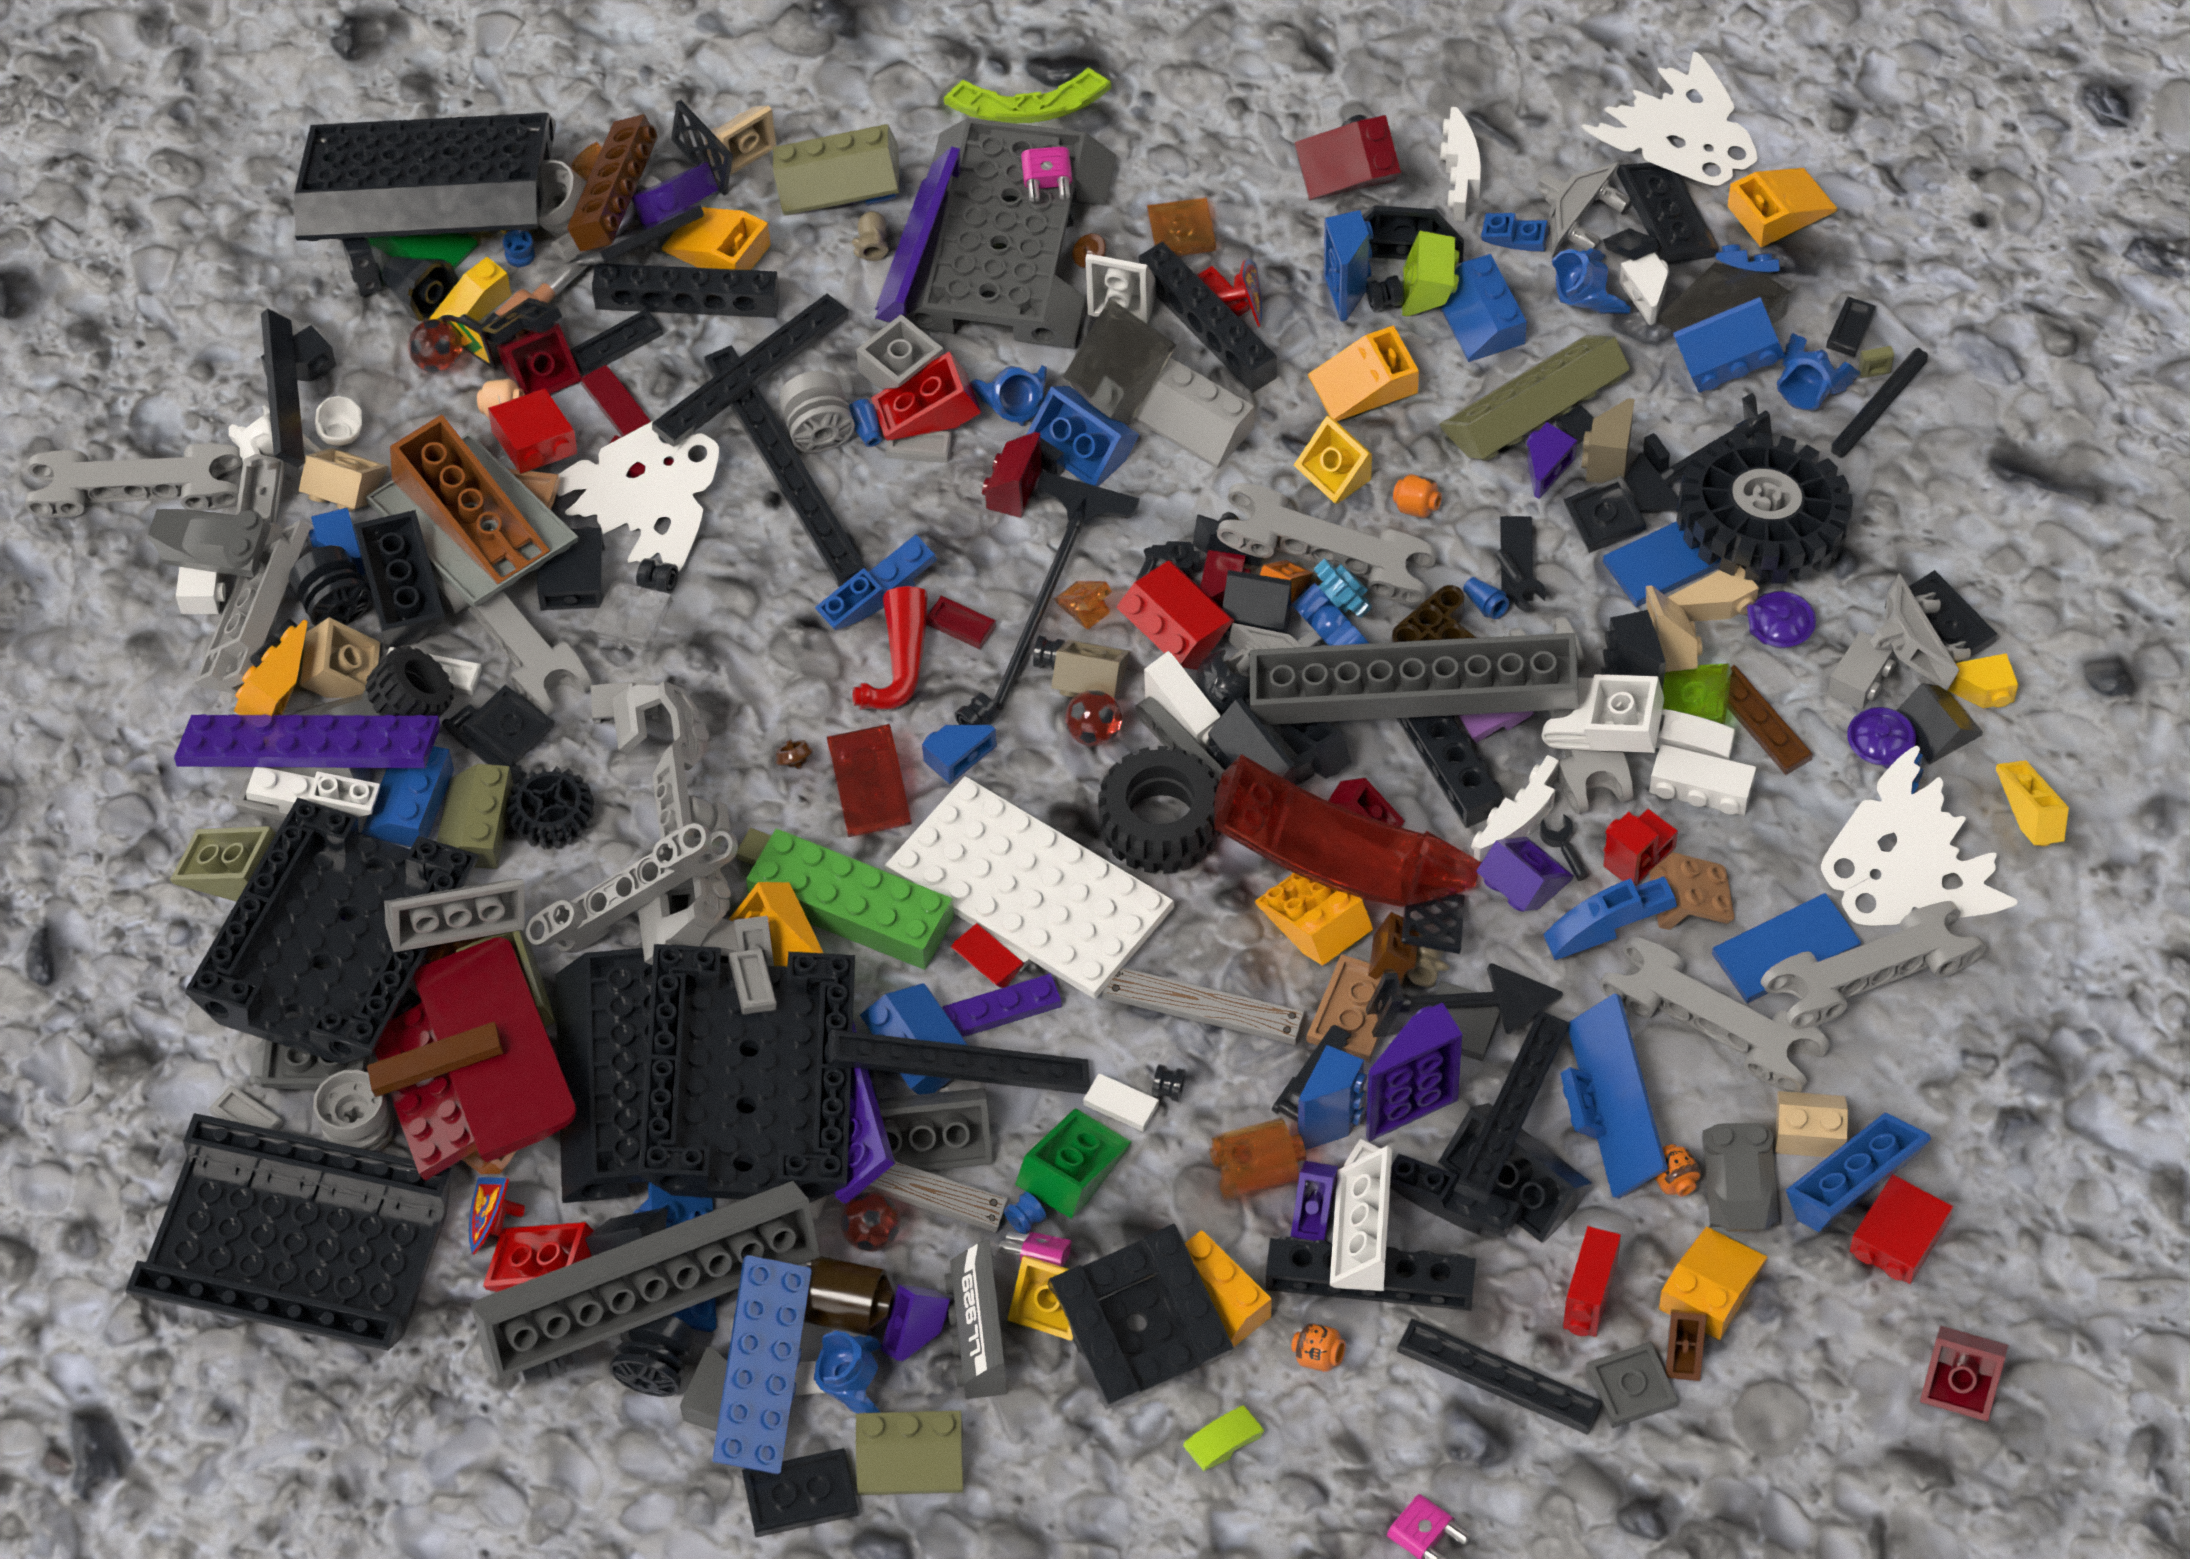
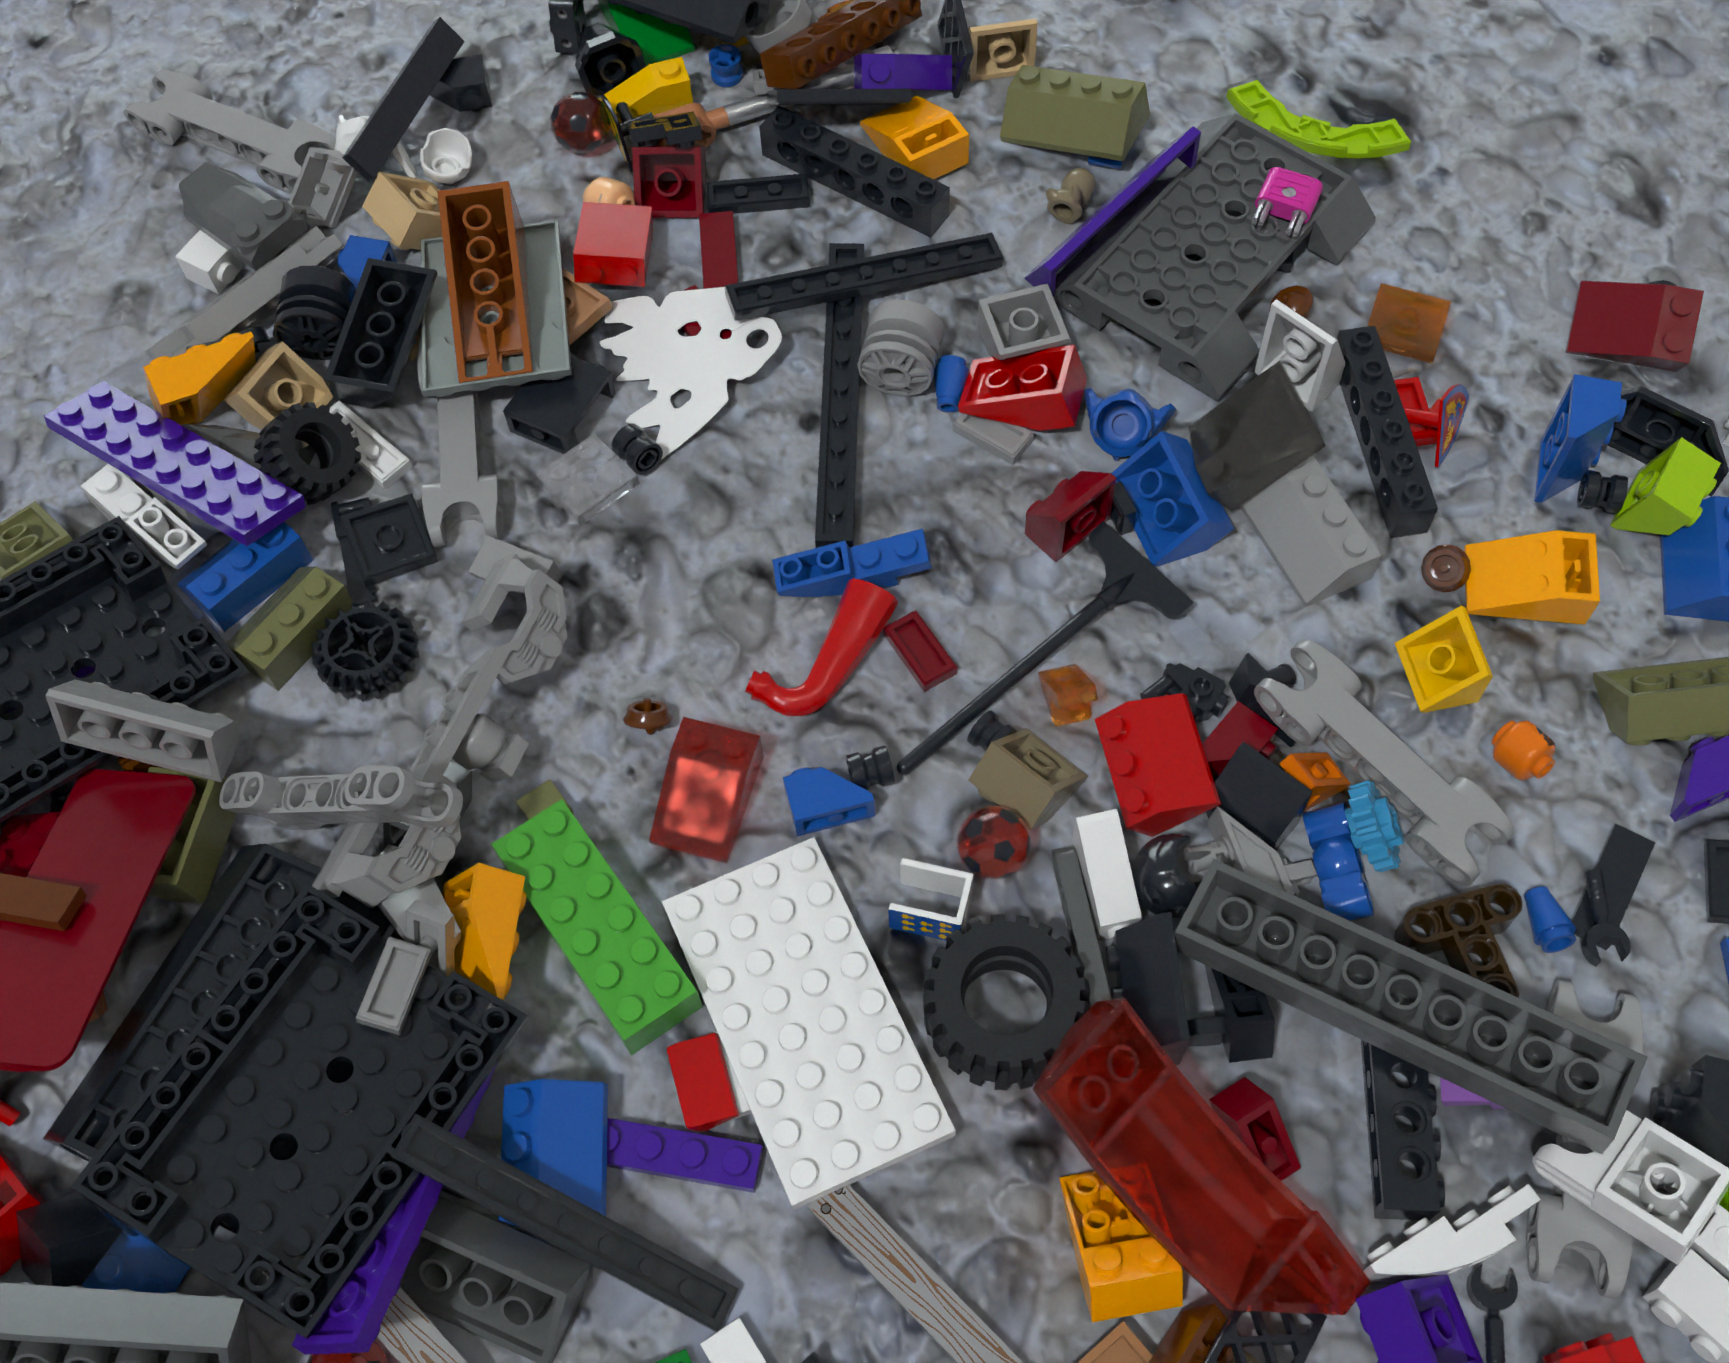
camera: 30 degrees right, 5 degrees up
(1071, 760) = (935, 879): none -> white piece
(1302, 396) = (1446, 568): none -> reddish brown hat

